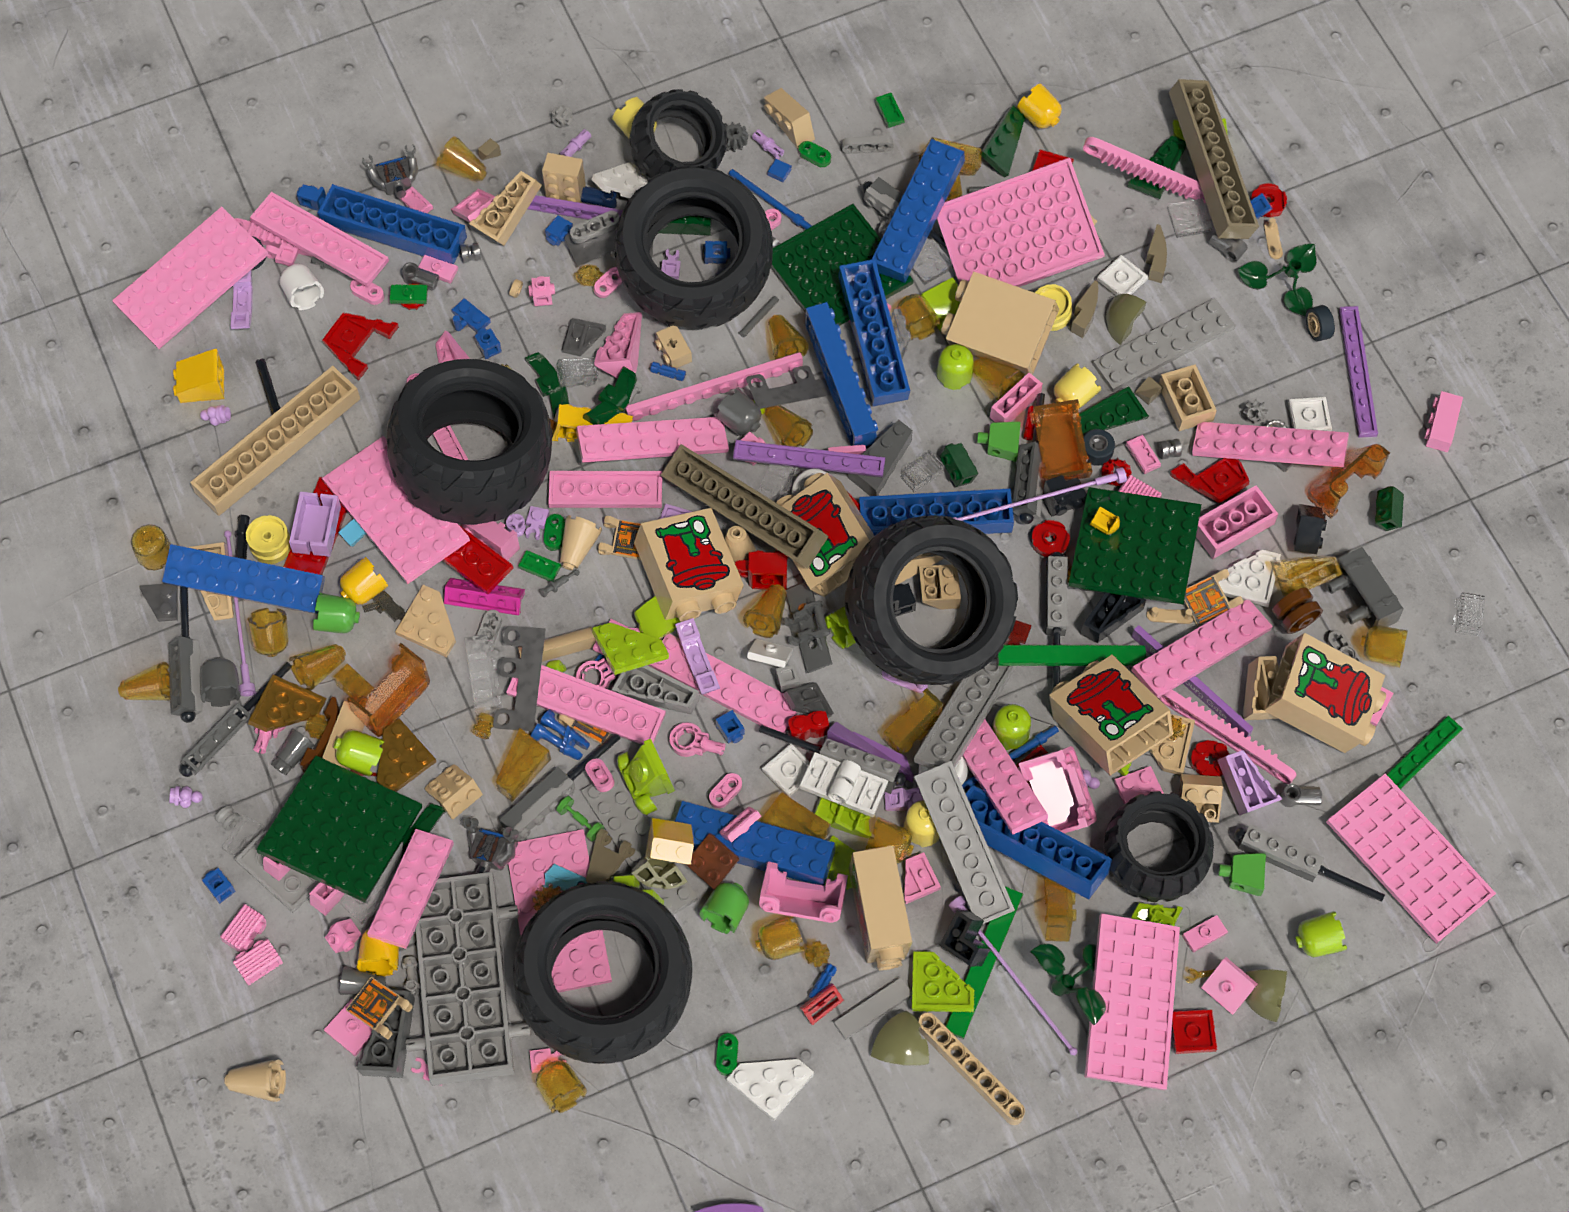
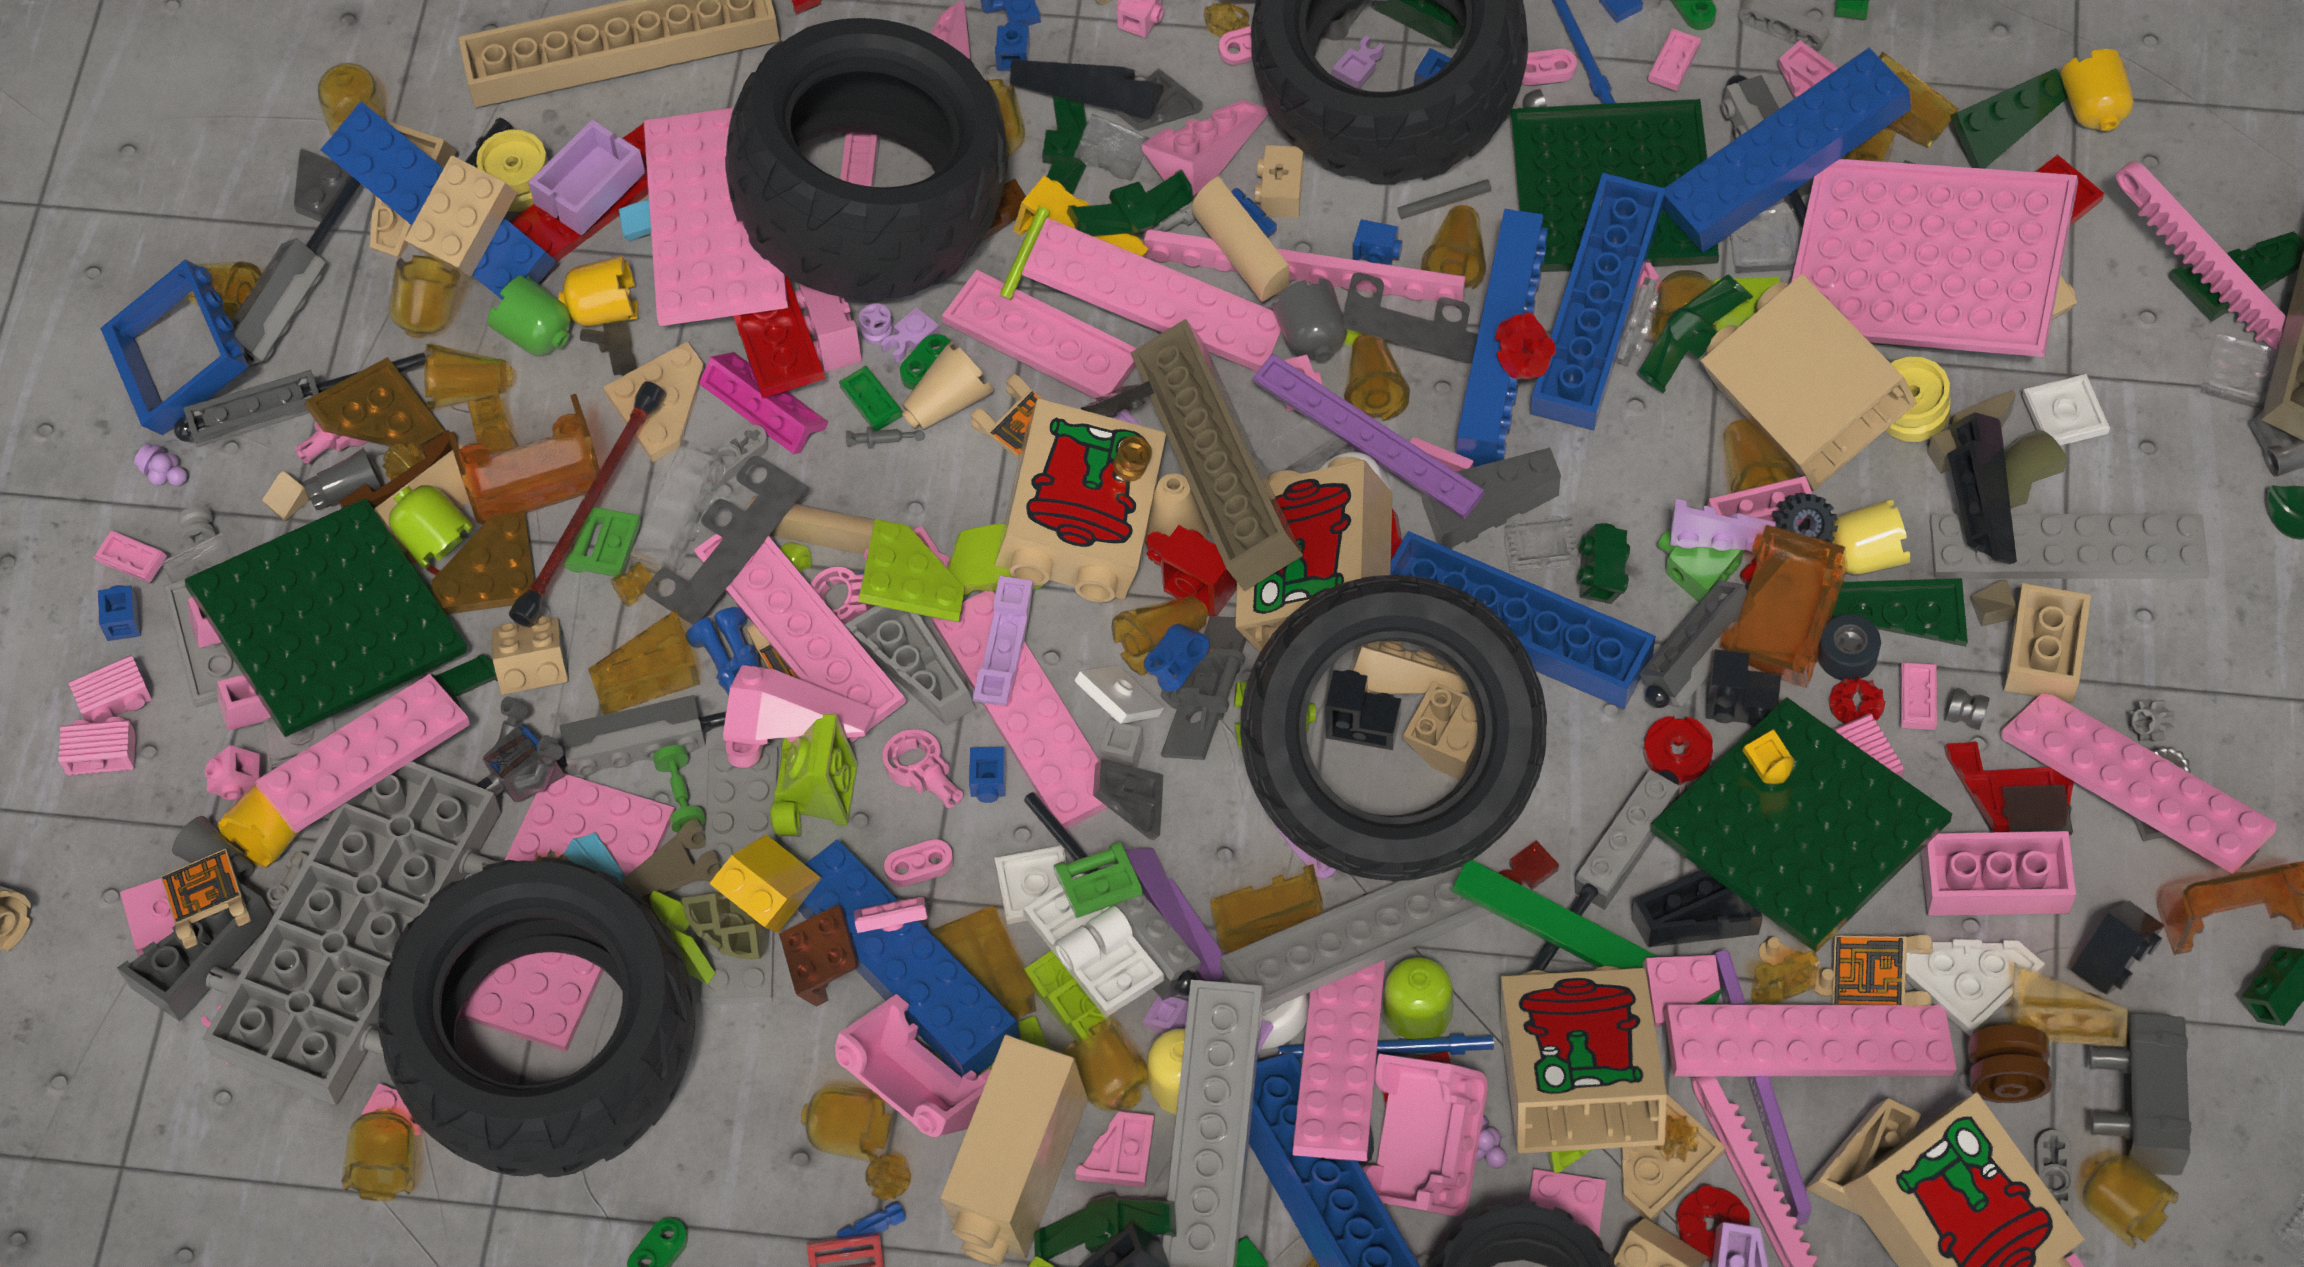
camera: 35 degrees right, 5 degrees down
(120, 715) = (146, 309): none -> blue window
(202, 853) = (130, 556): none -> bright pink plate
(219, 682) = (311, 332): dark grey cylinder -> none
(247, 688) = (346, 361): lavender piece -> none
(264, 776) = (285, 496): none -> tan slope
(269, 578) = (460, 216): none -> tan brick
(440, 766) = (528, 605): none -> clear red hose
(458, 712) = (612, 544): none -> bright green plate
(542, 344) = (1092, 84): none -> black wedge
(573, 450) = (1024, 252): none -> lime bar
(611, 748) = (776, 705): none -> bright pink wedge
(673, 501) = (1123, 398): none -> clear smoke plate
(679, 388) = (1241, 239): none -> tan brick
(707, 530) = (1132, 458): none -> pearl gold wheel
(725, 907) = (798, 1030): bright green cylinder -> none
(742, 356) = (1377, 243): none -> blue brick
(789, 617) = (1176, 654): none -> blue piece
(813, 725) = (1097, 829): red brick -> none
(826, 188) = (1674, 59): none -> bright pink plate
(833, 753) = (1100, 887): none -> bright green plate
(860, 374) = (1538, 346): none -> red plate
(897, 165) = (1804, 67): none -> bright pink wing
(930, 325) = (1691, 330): none -> dark green plate
(938, 917) = (1101, 1222): none -> dark green plate
(955, 366) = (1696, 414): lime cylinder -> none
(1006, 421) = (1708, 529): none -> lavender wing
(1037, 390) = (1813, 506): none -> black bush
(1112, 335) = (1982, 486): none -> black wedge
(1119, 475) = (1839, 699): lavender piece -> none
(1127, 650) = (1680, 982): none -> bright pink wing
(1157, 255) = (2144, 404): dark tan slope -> none
(1170, 627) = (1794, 977): none -> clear yellow plate
(1233, 482) = (2037, 808): none -> clear smoke piece
(1310, 414) = (2245, 771): white plate -> none

